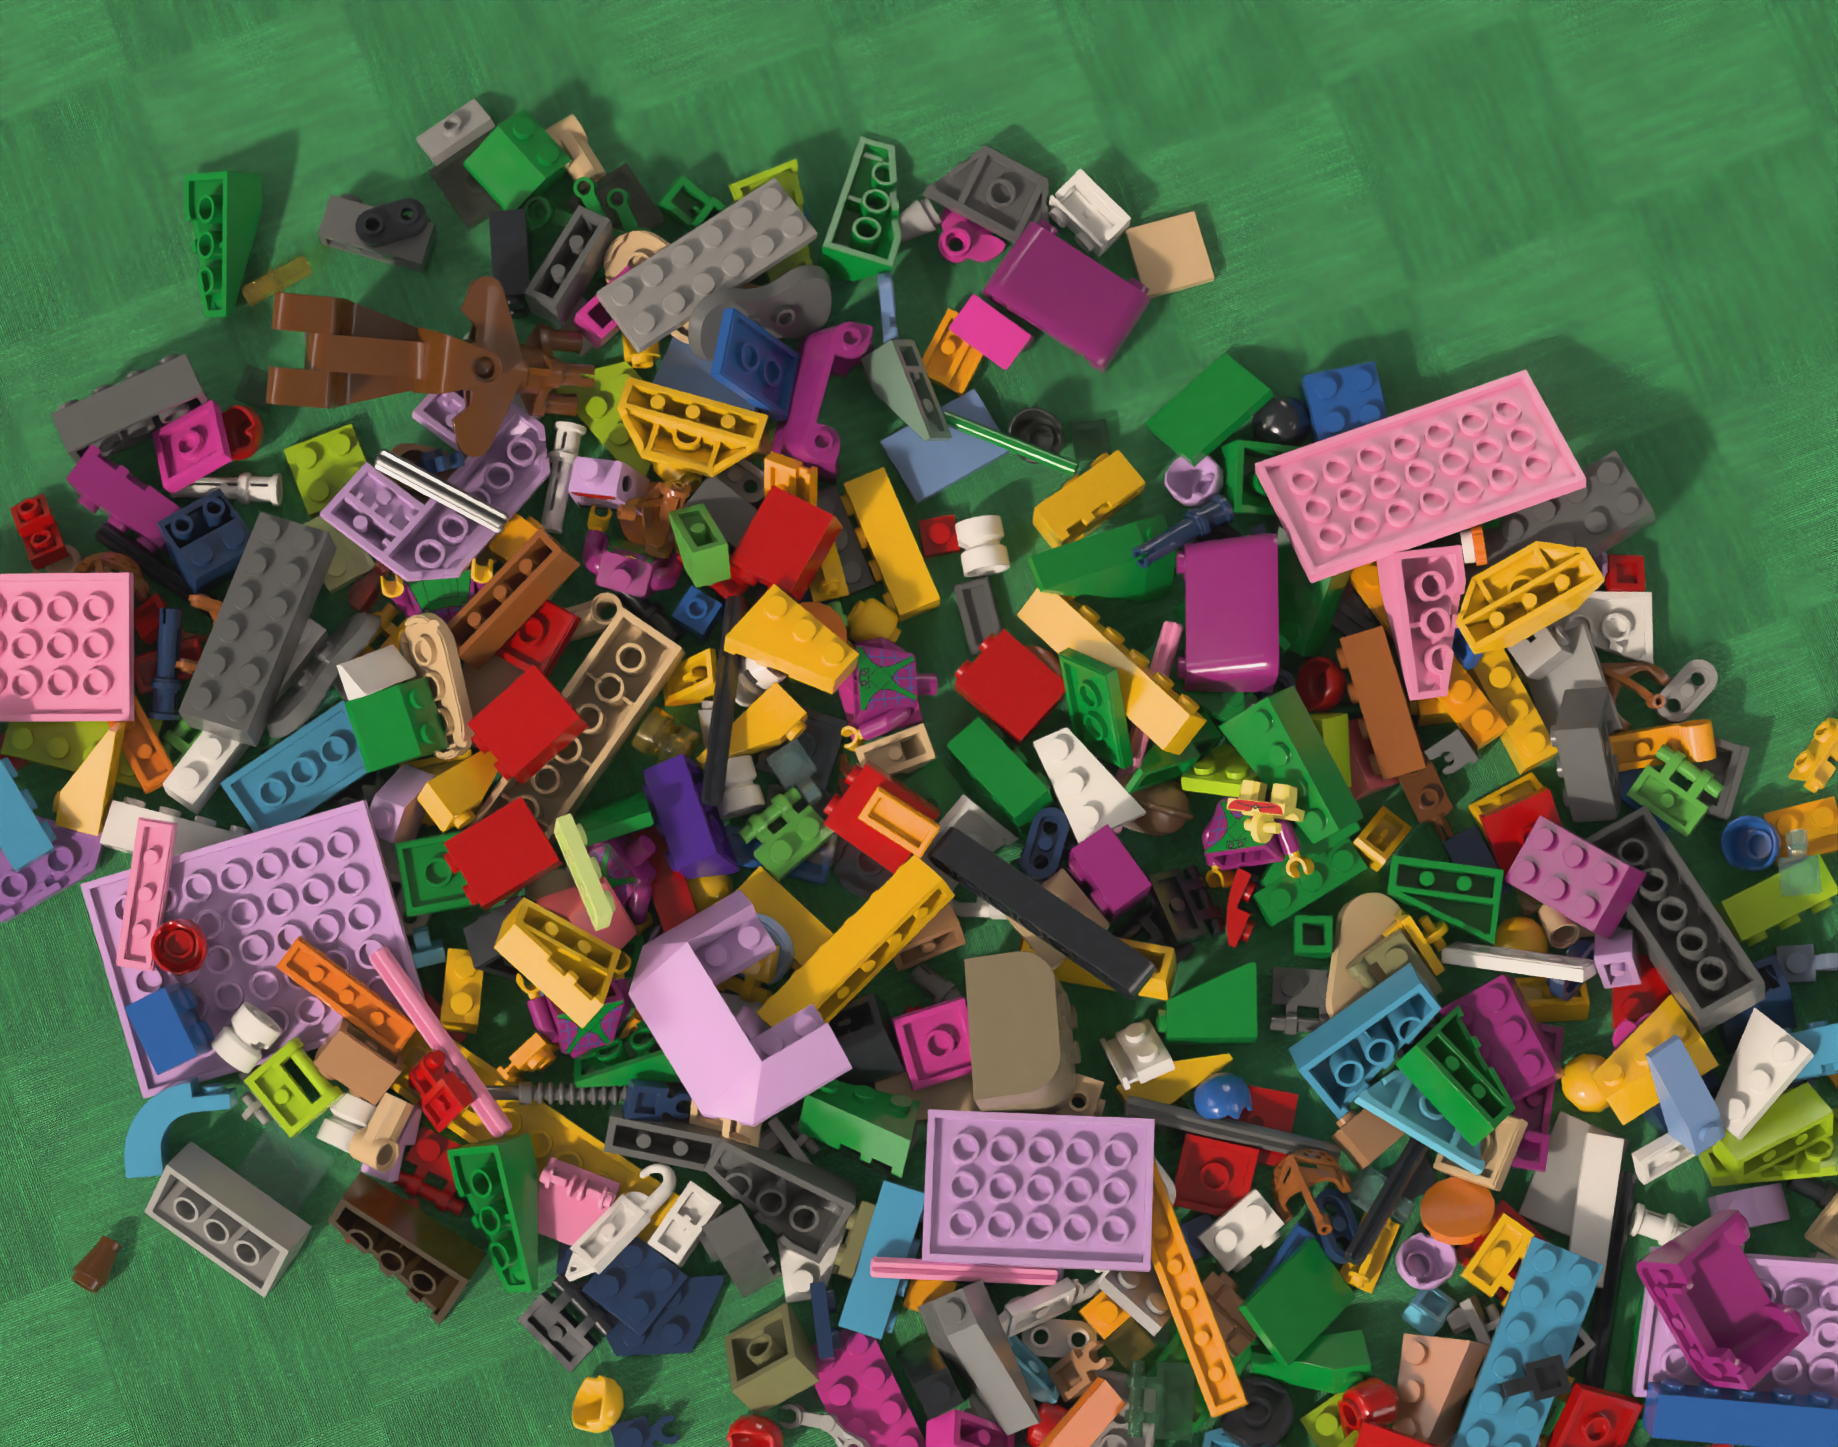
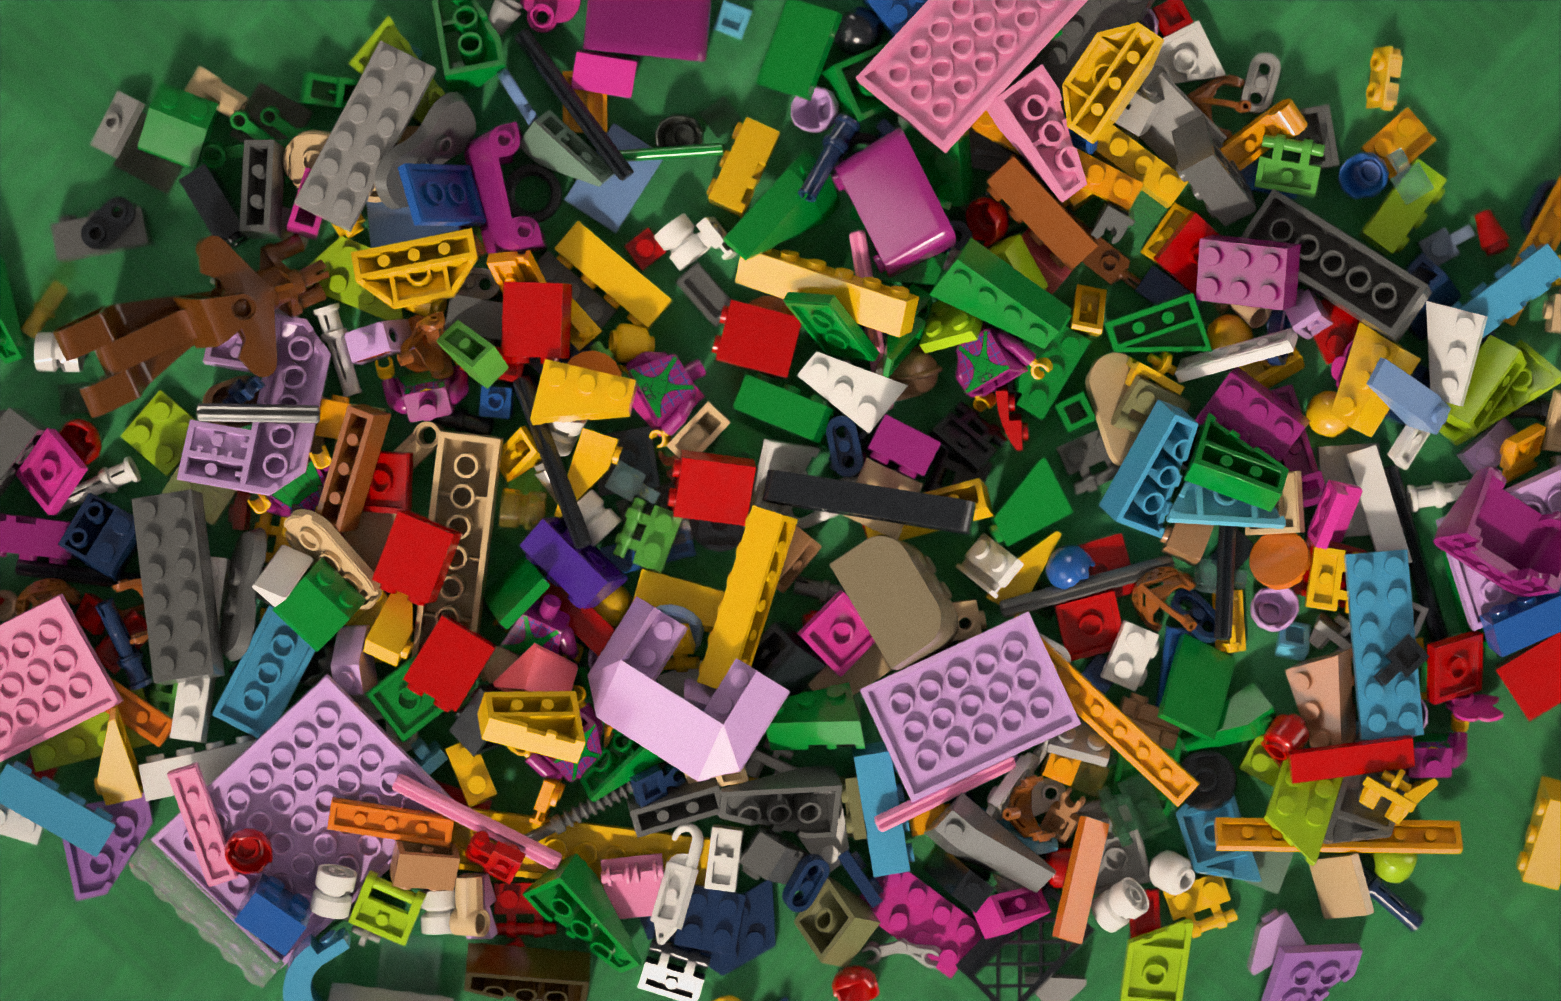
camera: 25 degrees left, 10 degrees up
(96, 995) = (202, 910): none -> clear plate
(256, 330) = (49, 356): none -> white wheel
(584, 871) = (519, 649): yellowish green plate -> none
(763, 1298) = (805, 881): none -> dark blue plate
(867, 396) = (539, 171): none -> black tyre
(899, 821) = (729, 487): light orange tile -> none
(942, 347) = (574, 104): none -> black axle
(1017, 551) = (712, 235): none -> white plate
(1035, 1337) = (1020, 811): none -> dark orange helmet
(1154, 347) = (732, 20): none -> medium azure tile
(1252, 803) = (1007, 336): light yellow hips -> none
(1474, 545) = (1052, 60): piece -> none
(1542, 1188) = (1333, 513): none -> dark pink panel
(1780, 1226) = (1520, 450): none -> light orange plate

